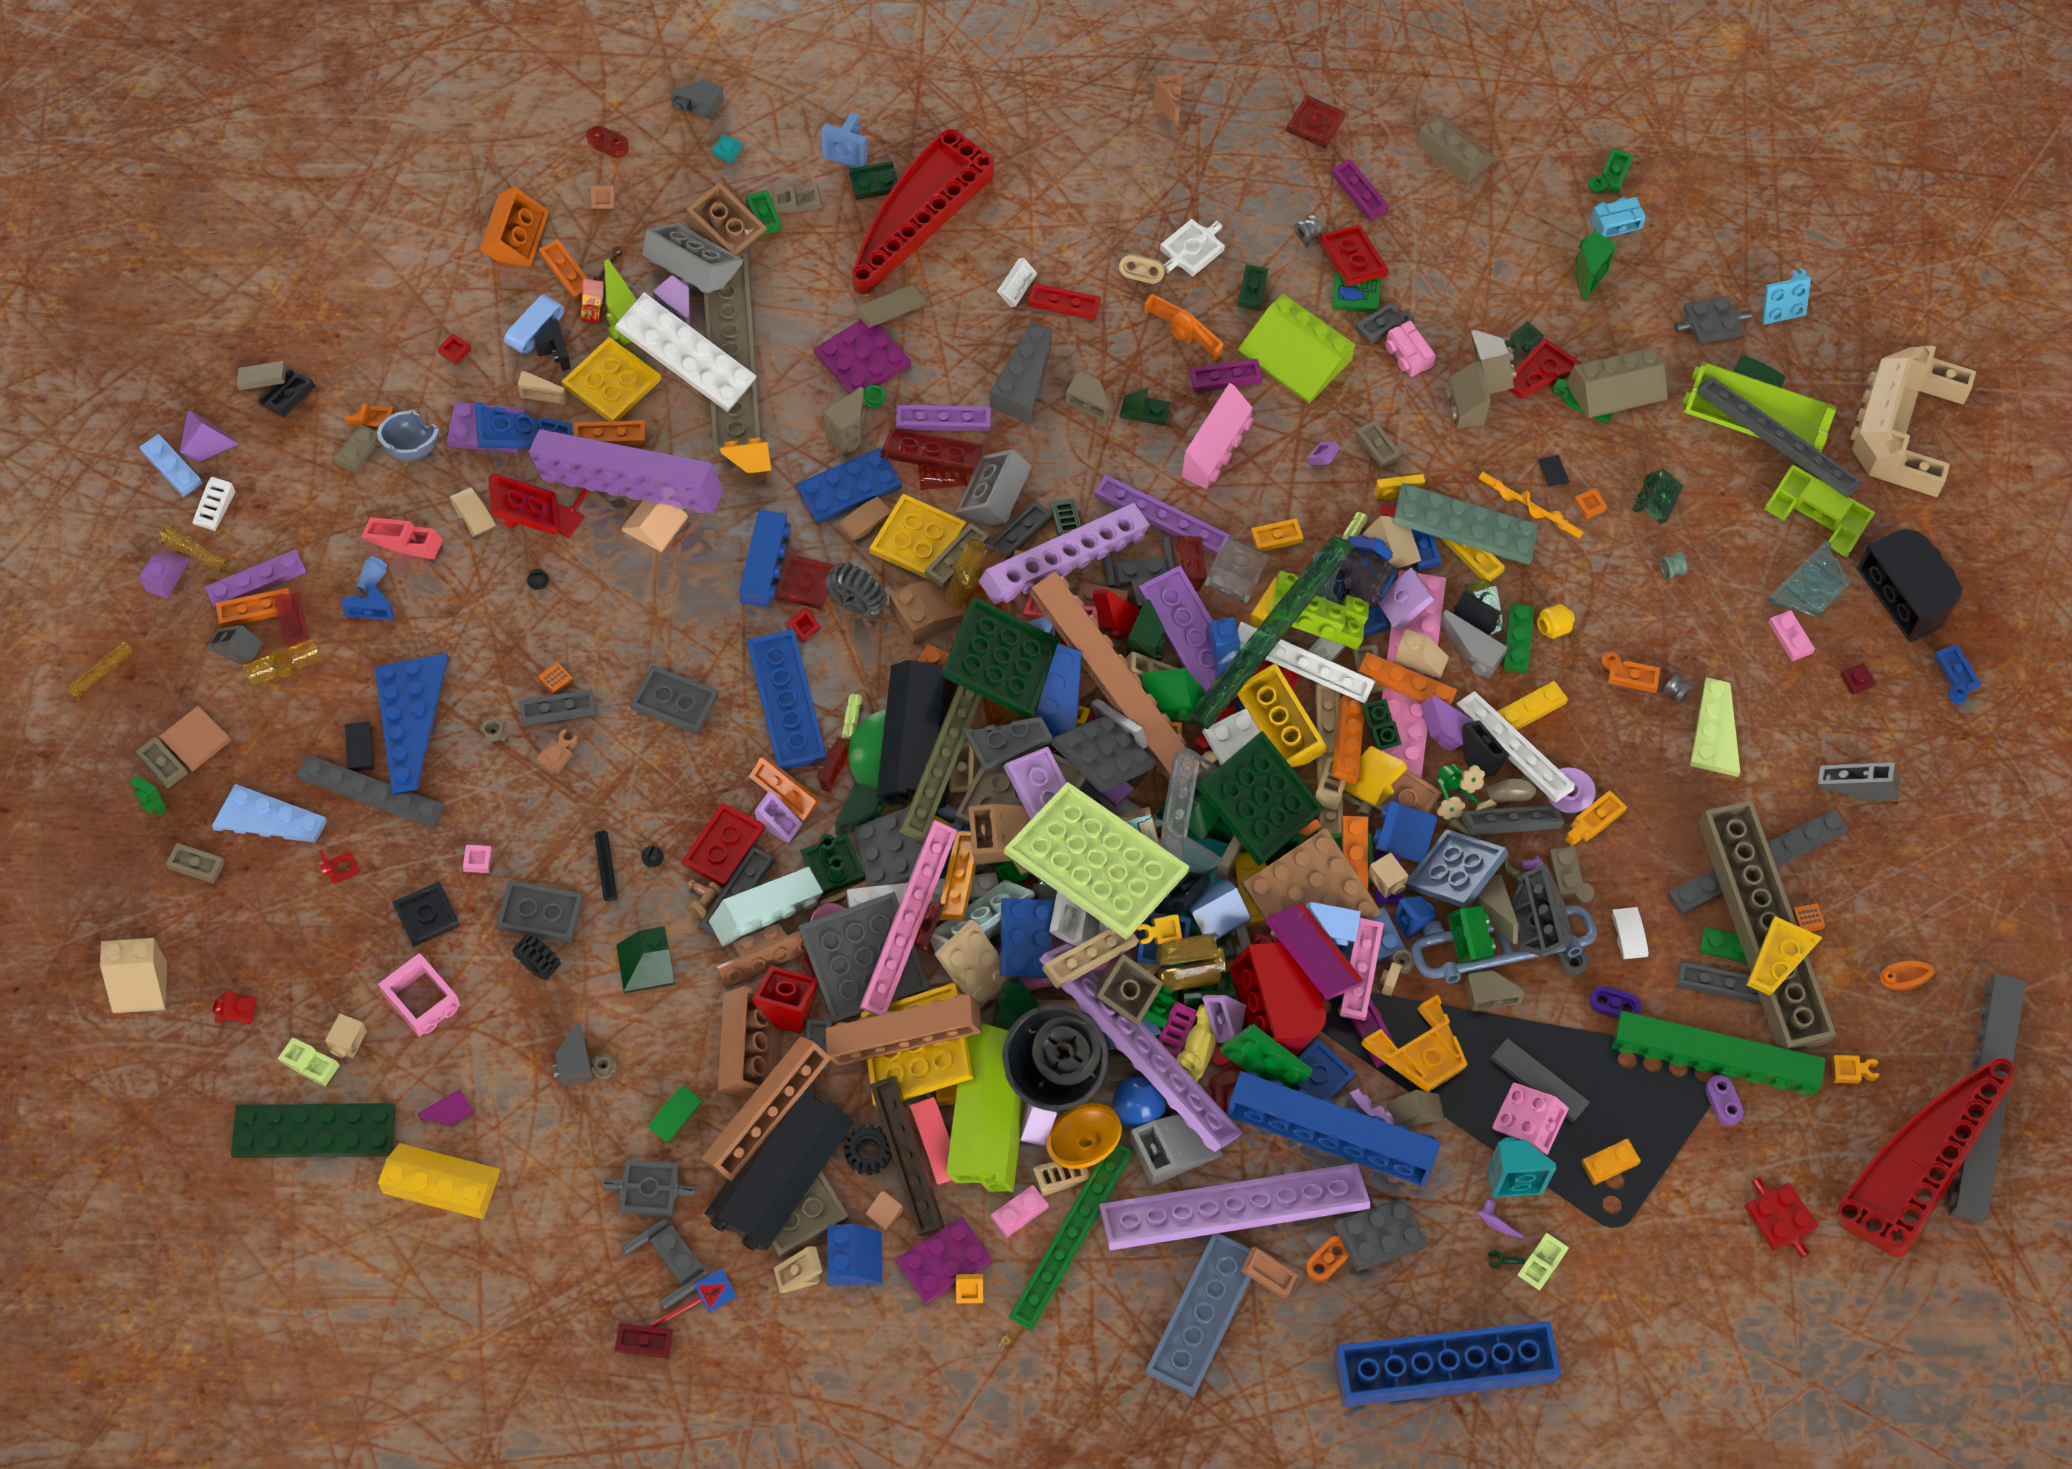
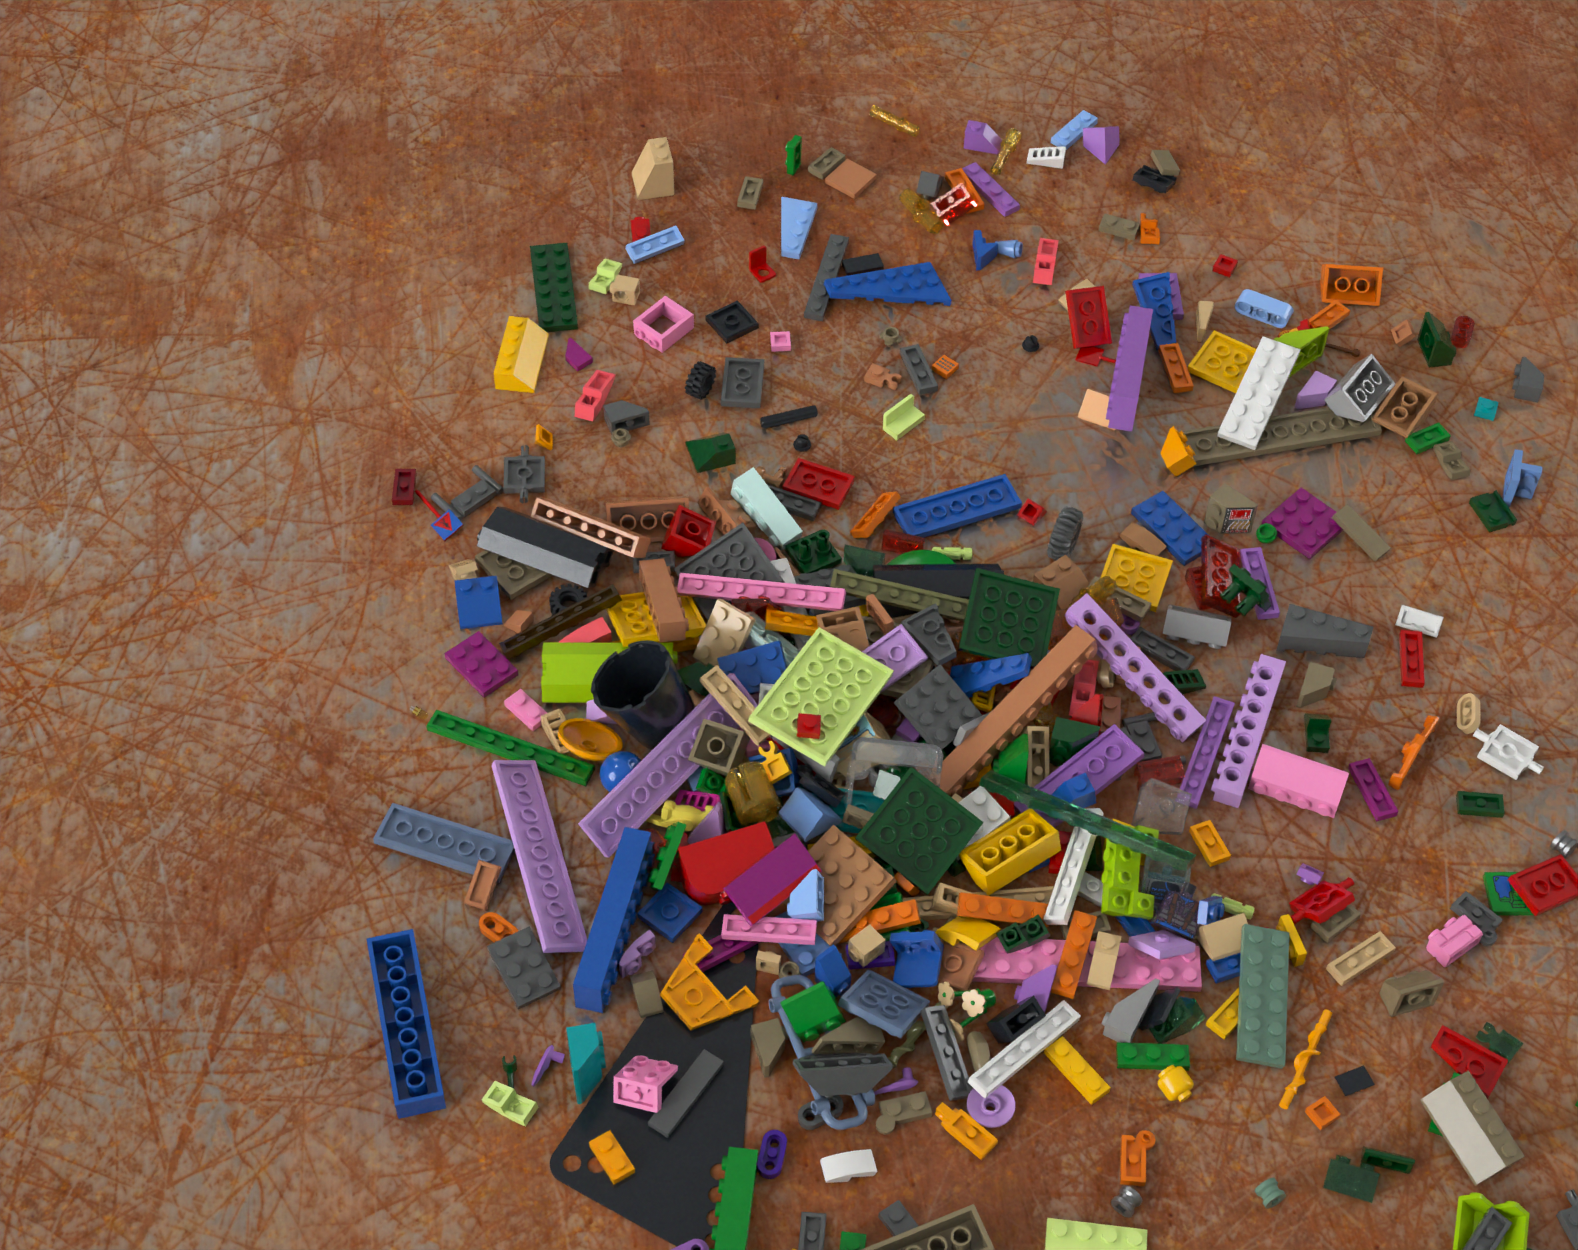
camera: 85 degrees right, 10 degrees down
(267, 992) = (654, 244): none -> light blue plate
(406, 436) = (1132, 245): sand blue cylinder -> none
(527, 1091) = (594, 395): none -> coral slope
(553, 343) = (1248, 323): black slope -> none
(589, 1161) = (543, 437): none -> light orange slope
(628, 169) = (1435, 342): none -> dark green slope
(636, 737) = (902, 418): none -> yellowish green panel
(674, 700) = (941, 438): dark grey plate -> none
(675, 1113) = (586, 481): green slope -> none
(763, 558) = (1084, 476): blue brick -> none
(777, 817) = (847, 511): lavender slope -> none
(804, 582) = (1071, 498): clear red plate -> none
(920, 202) = (1480, 543): red beam -> none
(969, 792) = (879, 614): none -> nougat tile
(969, 1288) = (456, 679): light orange plate -> none
(977, 417) = (1253, 590): none -> dark green plate
(1134, 458) = (1248, 732): none -> lavender brick
(1145, 875) = (808, 725): none -> red plate
(1169, 1148) = (580, 795): light grey slope -> none
(1297, 348) = (1421, 845): lime slope -> none
(1362, 448) = (1322, 901): none -> red plate
(1423, 432) = (1360, 958): none -> tan plate
(1494, 360) = (1450, 1000): dark tan slope -> none
(1637, 461) = (1387, 1160): none -> dark green slope

